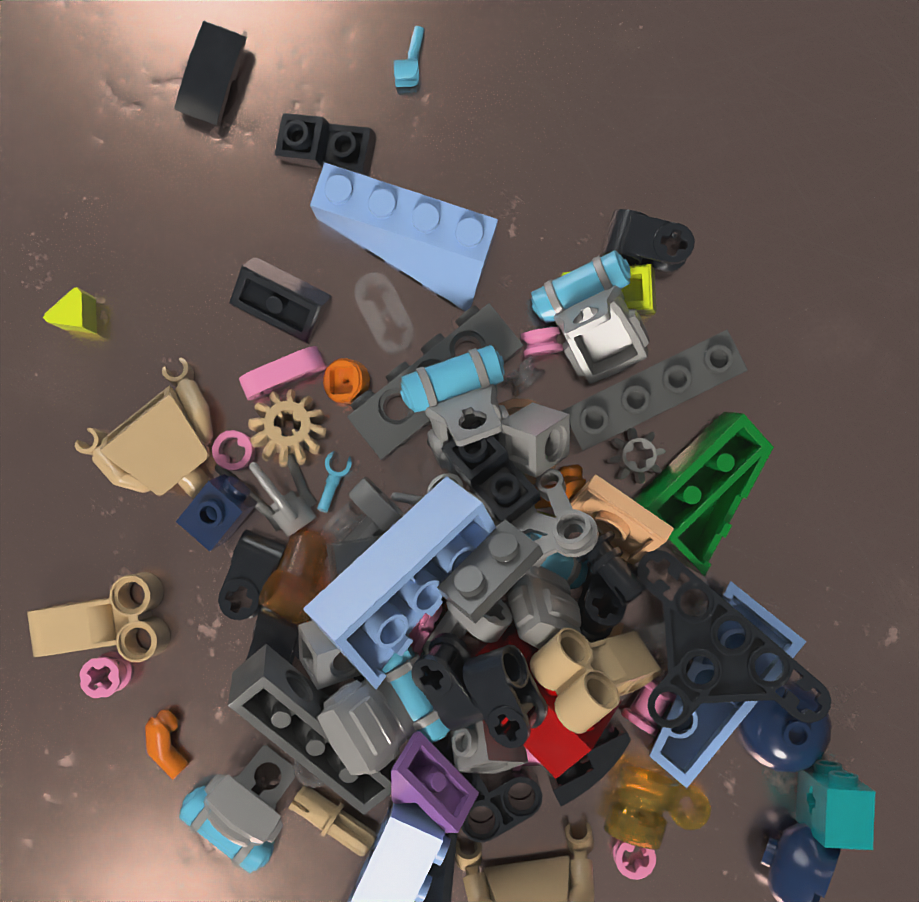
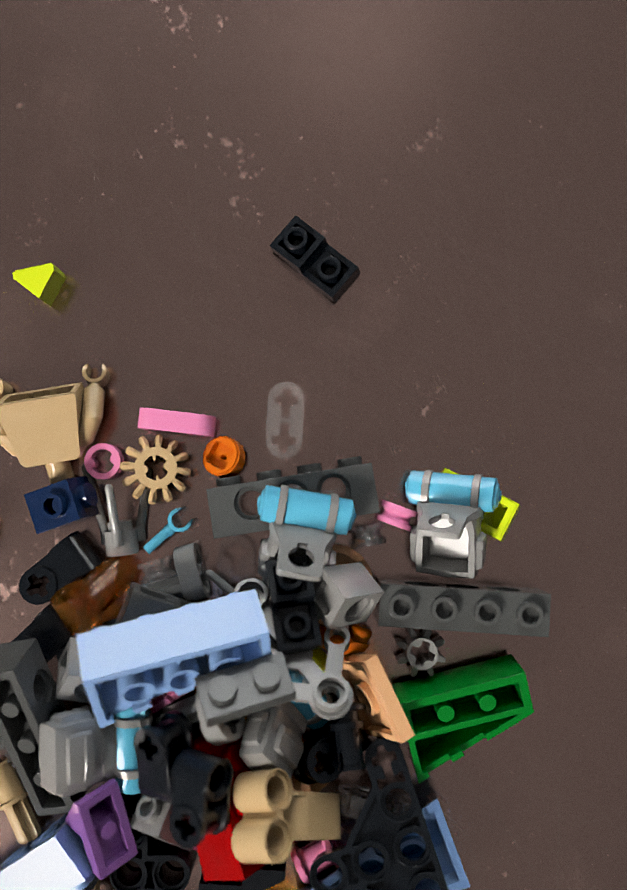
camera: 35 degrees right, 0 degrees up
(210, 72) = (256, 151): black slope -> none
(279, 298) = (209, 360): black slope -> none
(407, 71) = (413, 237): medium azure hand -> none
(412, 232) = (345, 372): light blue wedge -> none
(643, 240) = (523, 477): black piece -> none

